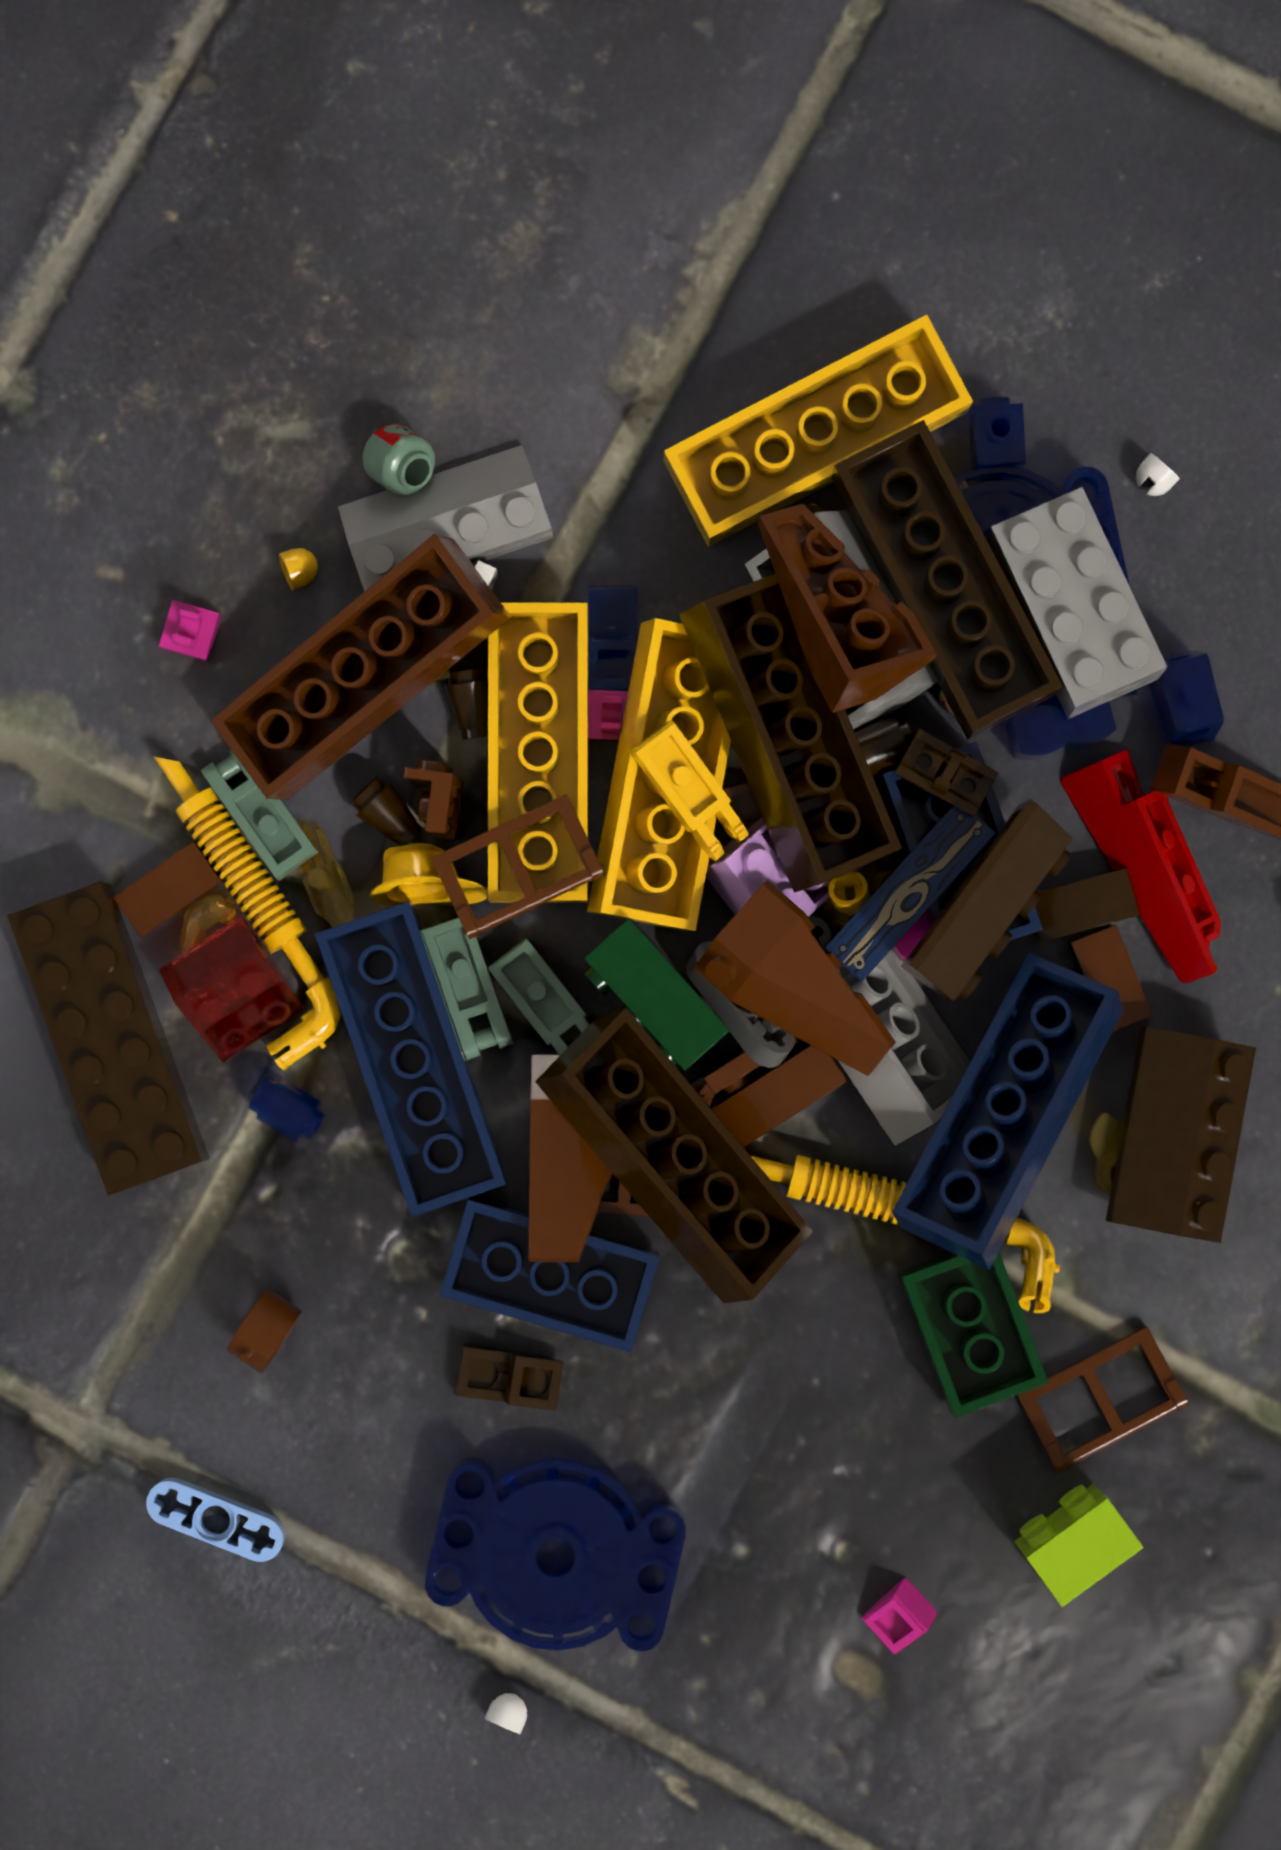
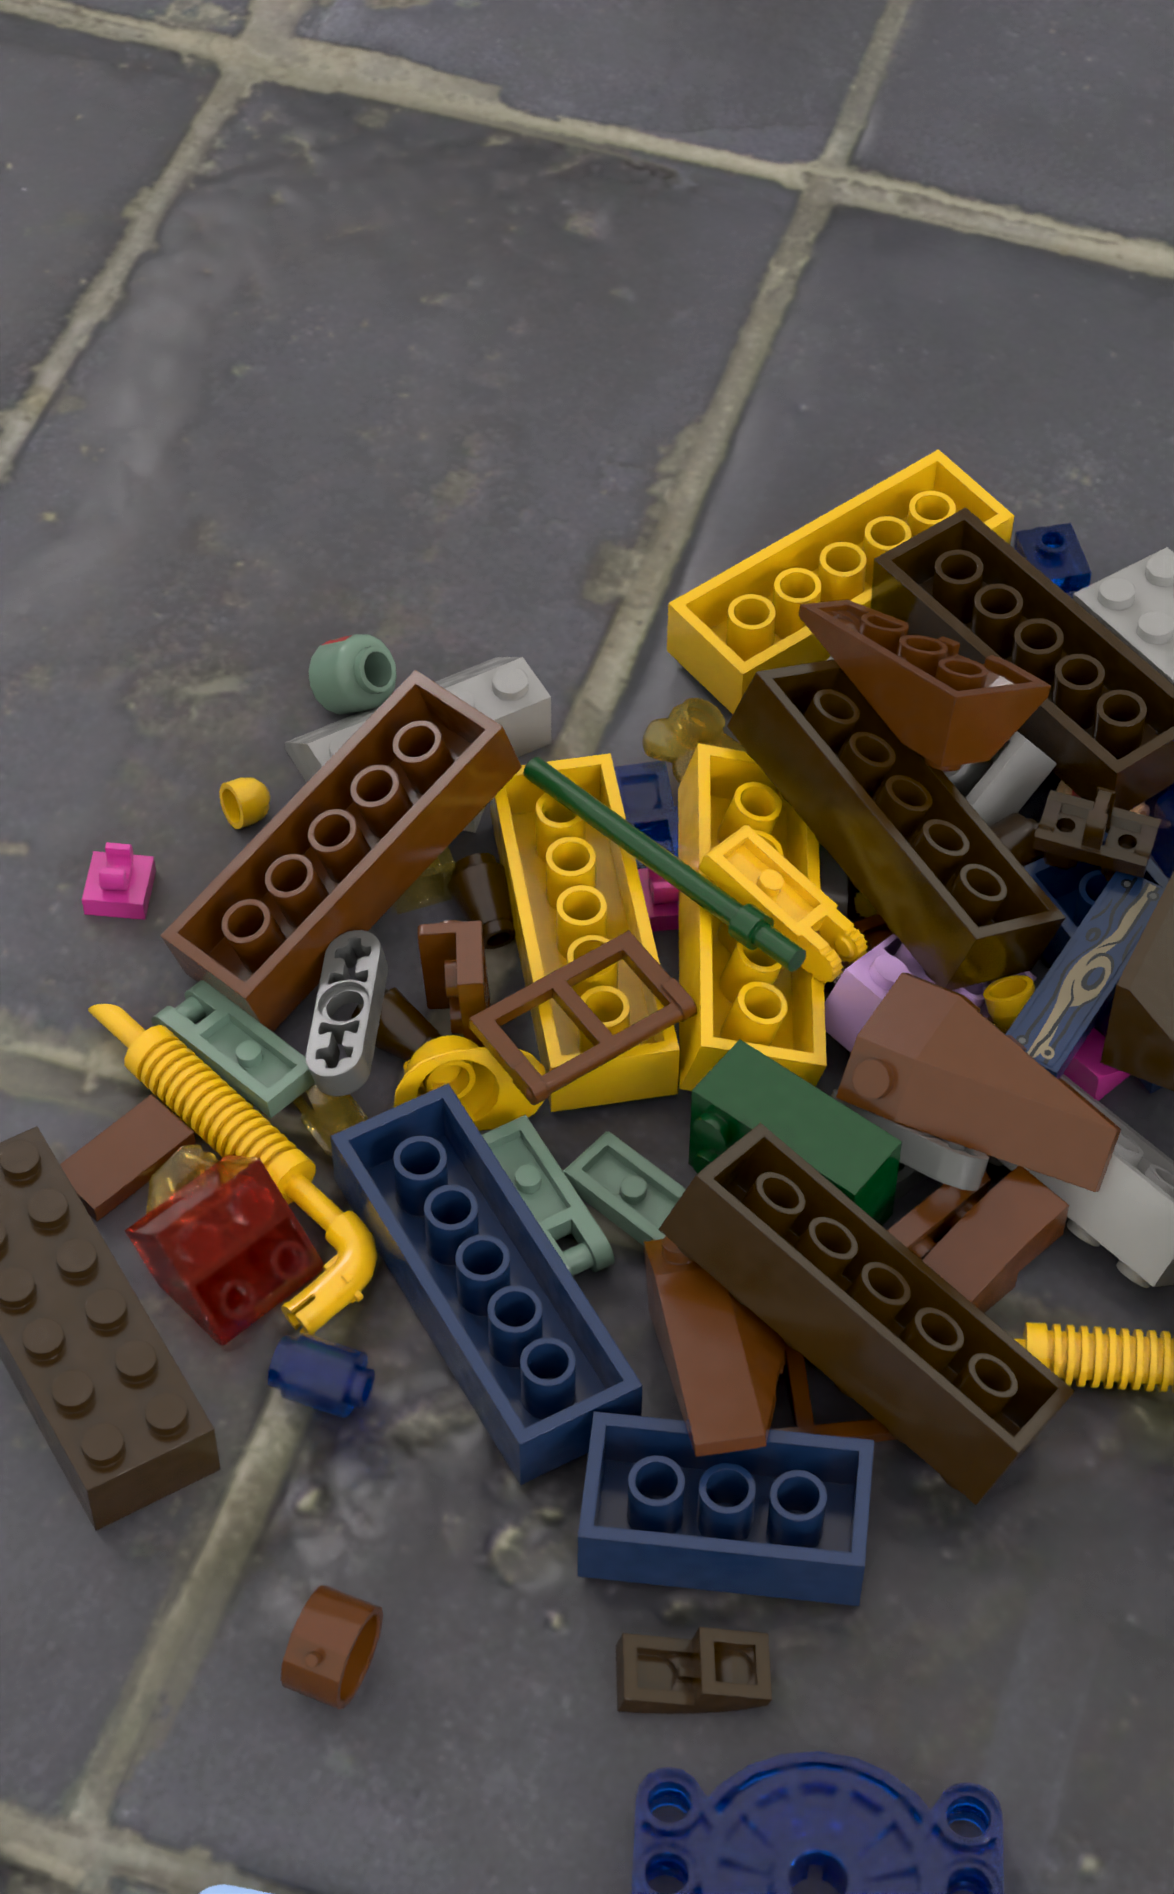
camera: 10 degrees left, 35 degrees down
(366, 782) = (356, 1034): none -> dark grey beam
(656, 816) = (745, 922): none -> dark green bar
(663, 583) = (678, 735): none -> clear yellow plate

